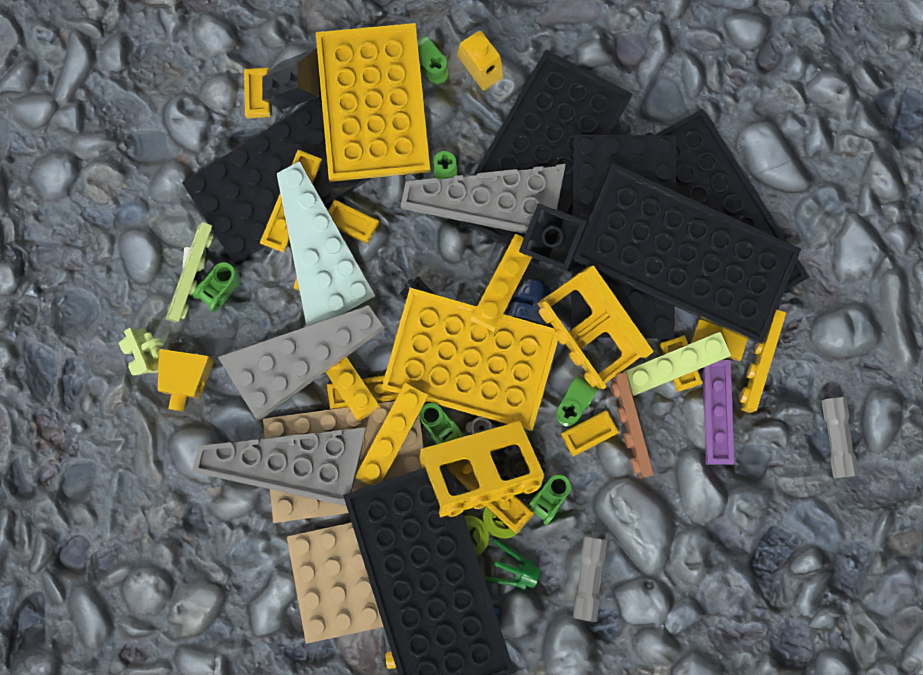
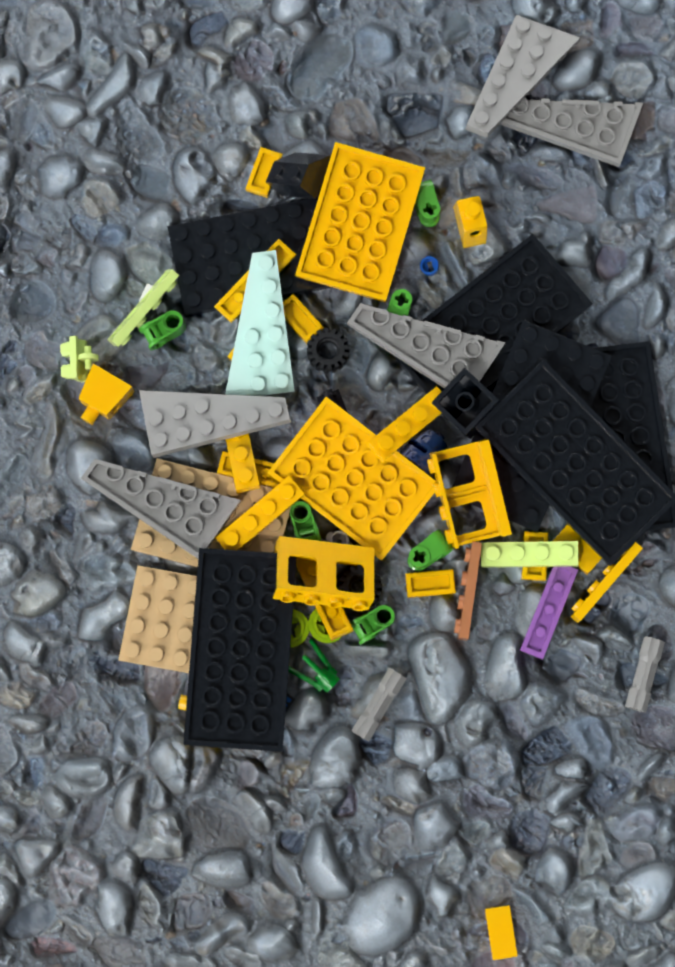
camera: 20 degrees right, 0 degrees up
(383, 230) = (328, 337): none -> black tyre
(454, 124) = (425, 268): none -> blue hinge

